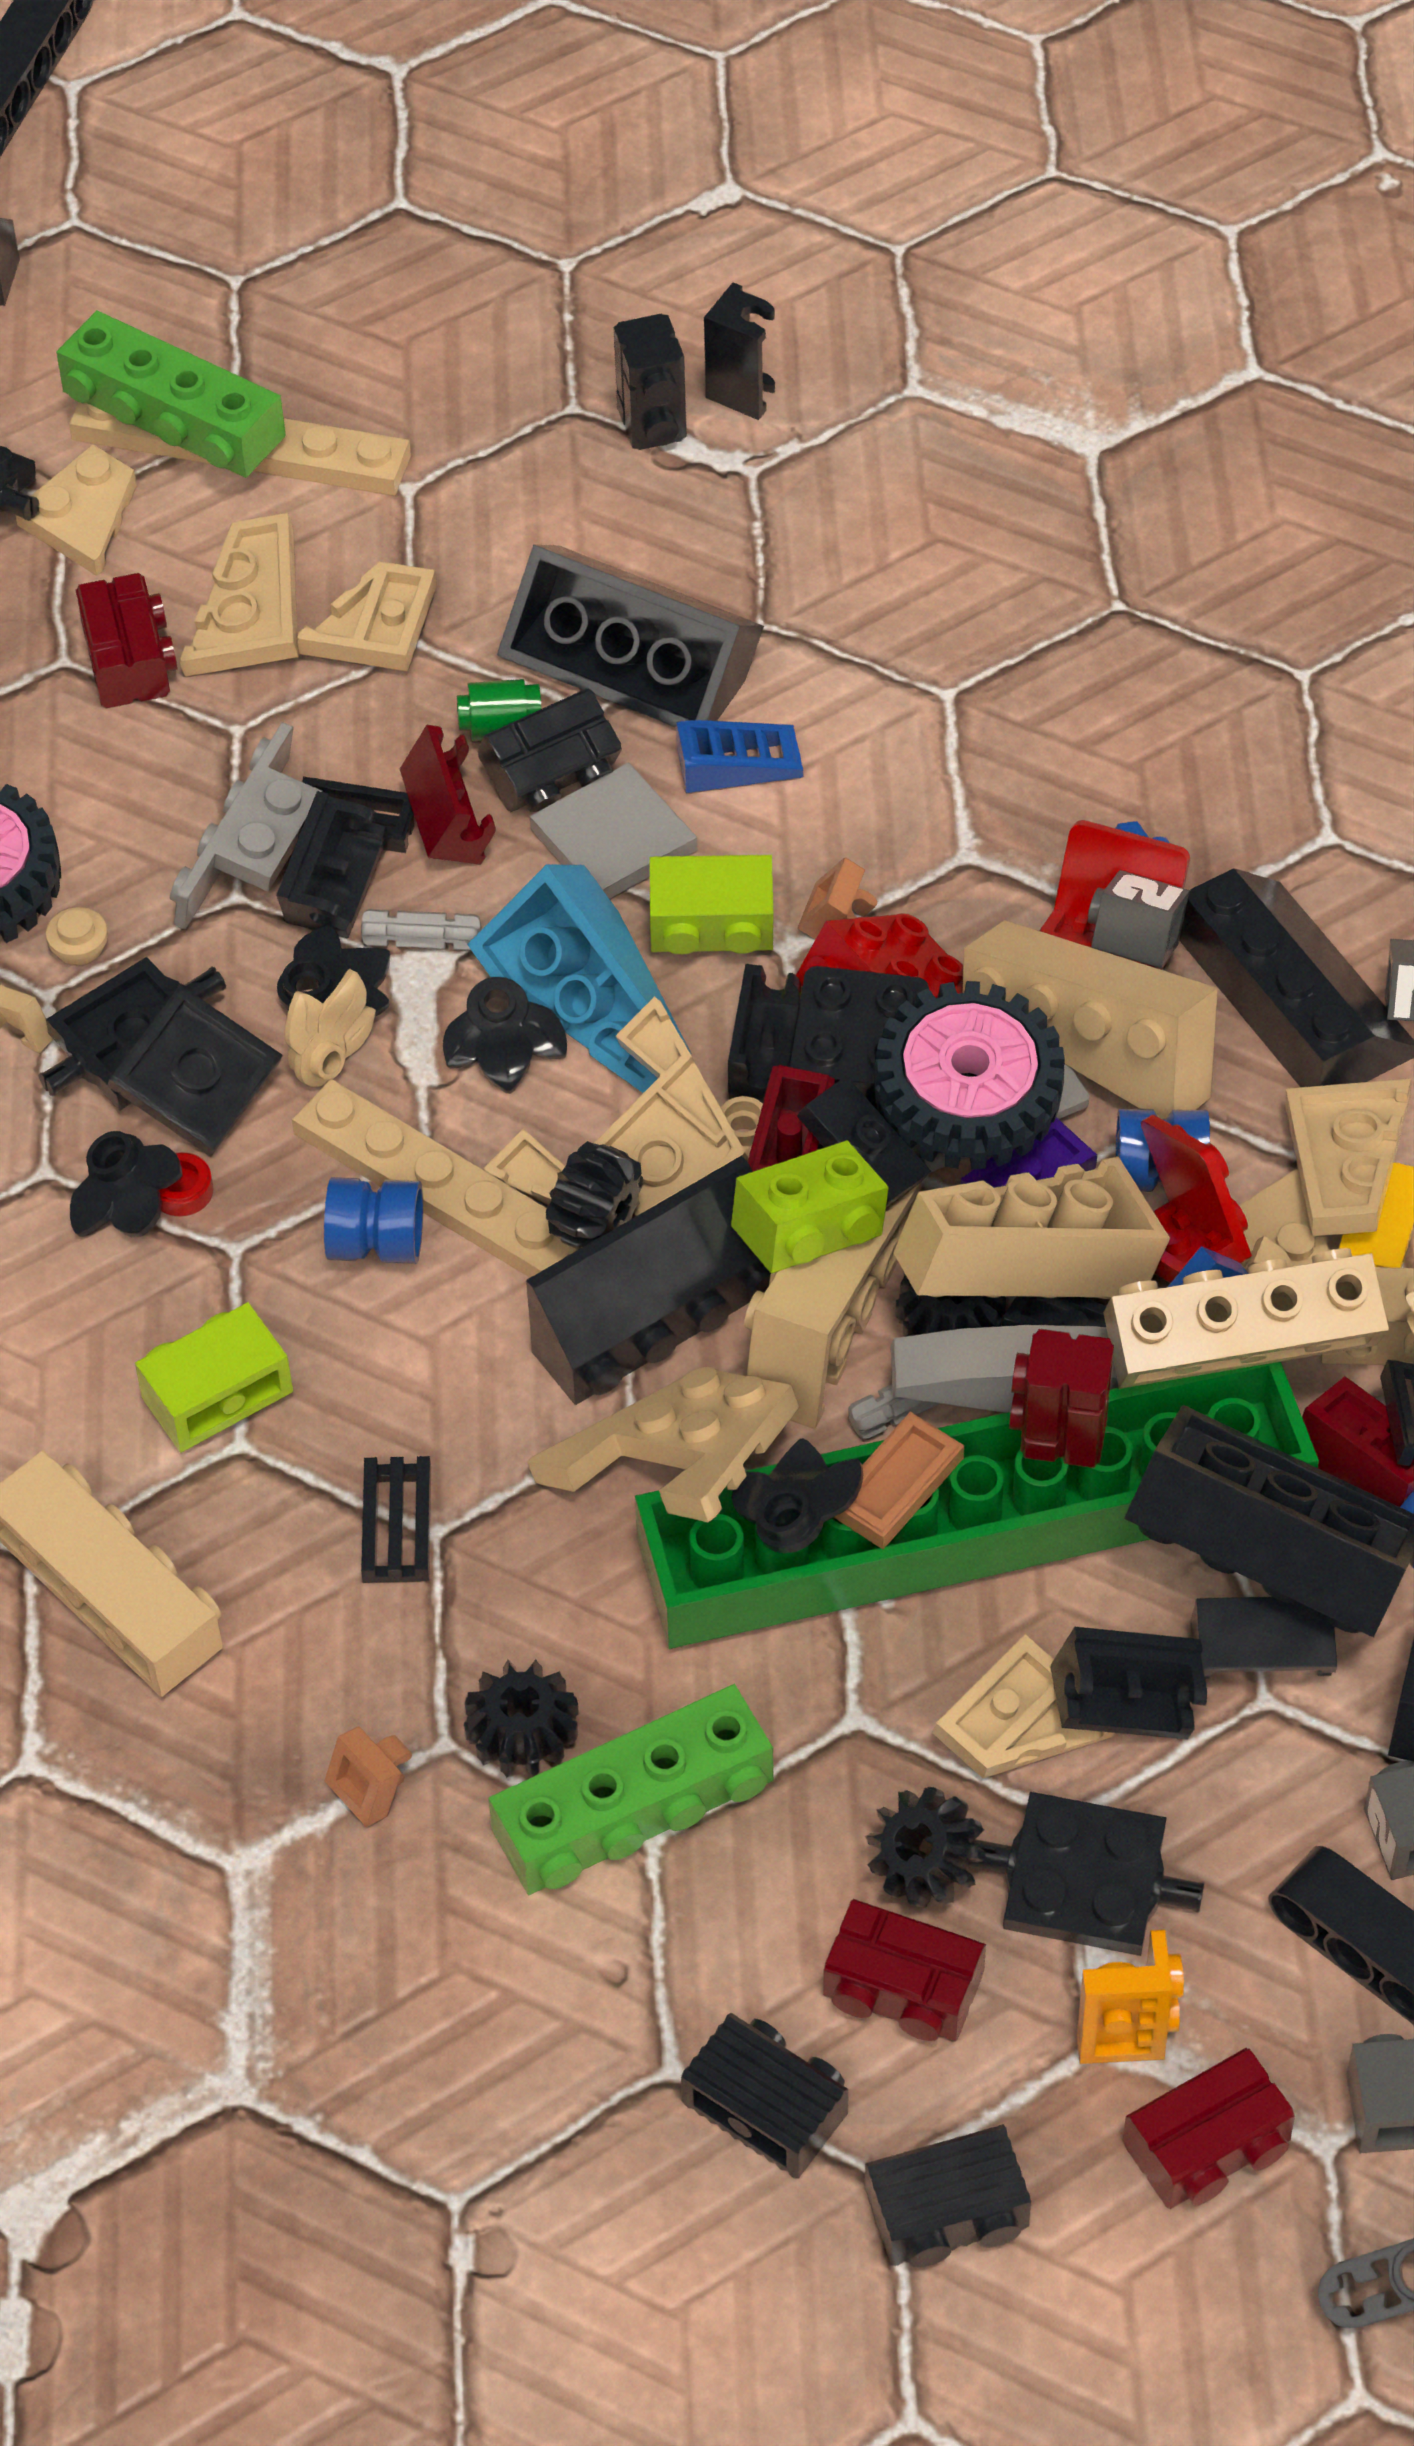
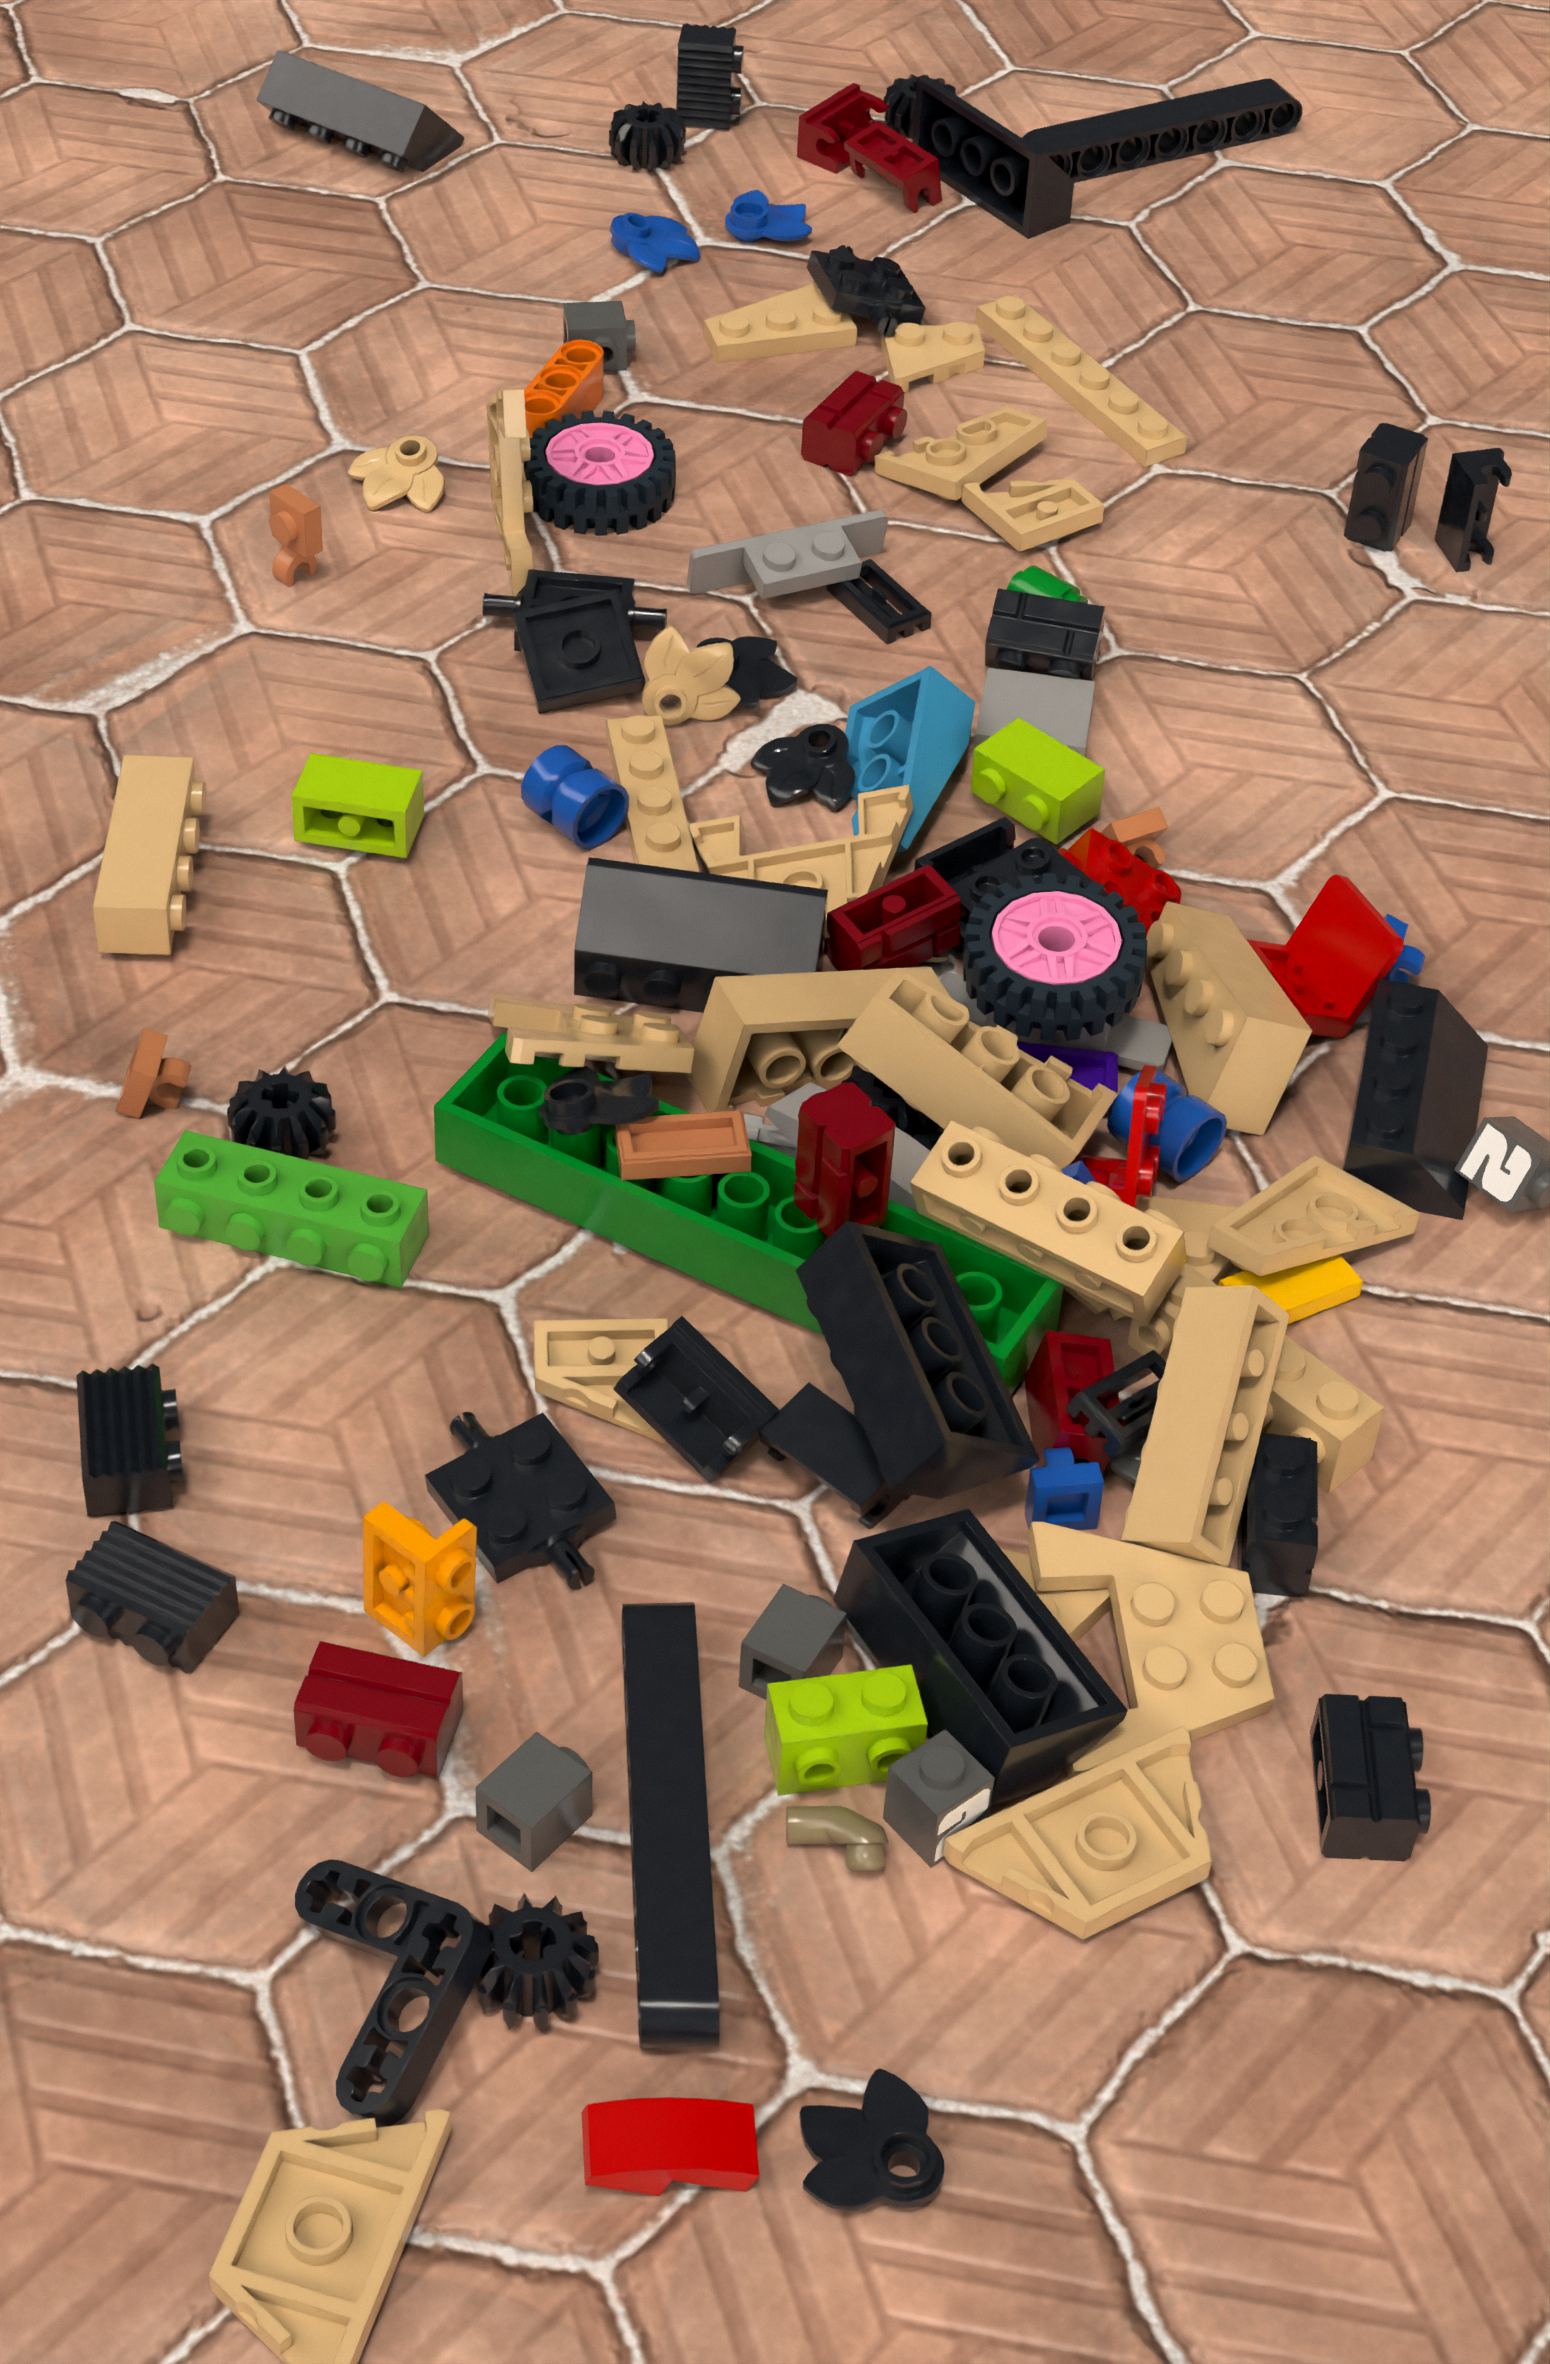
camera: 40 degrees right, 10 degrees down
(77, 935) = (615, 550): tan plate -> none
(123, 1185) = (448, 690): black plate -> none
(171, 394) = (1048, 313): bright green brick -> none
(191, 1191) = (496, 710): red tile -> none
(331, 865) = (815, 604): black hinge -> none
(396, 1474) = (363, 961): black tile -> none
(419, 929) = (828, 677): light grey axle -> none
(442, 801) = (941, 620): dark red hinge -> none
(593, 1194) = (719, 849): black gear -> none
(627, 638) = (1188, 617): black slope -> none
(705, 766) = (1165, 715): blue slope -> none
(809, 1206) = (833, 947): lime brick -> none
(848, 1115) = (932, 939): black plate -> none
(903, 1862) = (423, 1384): black gear -> none
(903, 1971) = (312, 1446): dark red brick -> none
(1138, 918) = (1326, 974): dark grey brick -> none

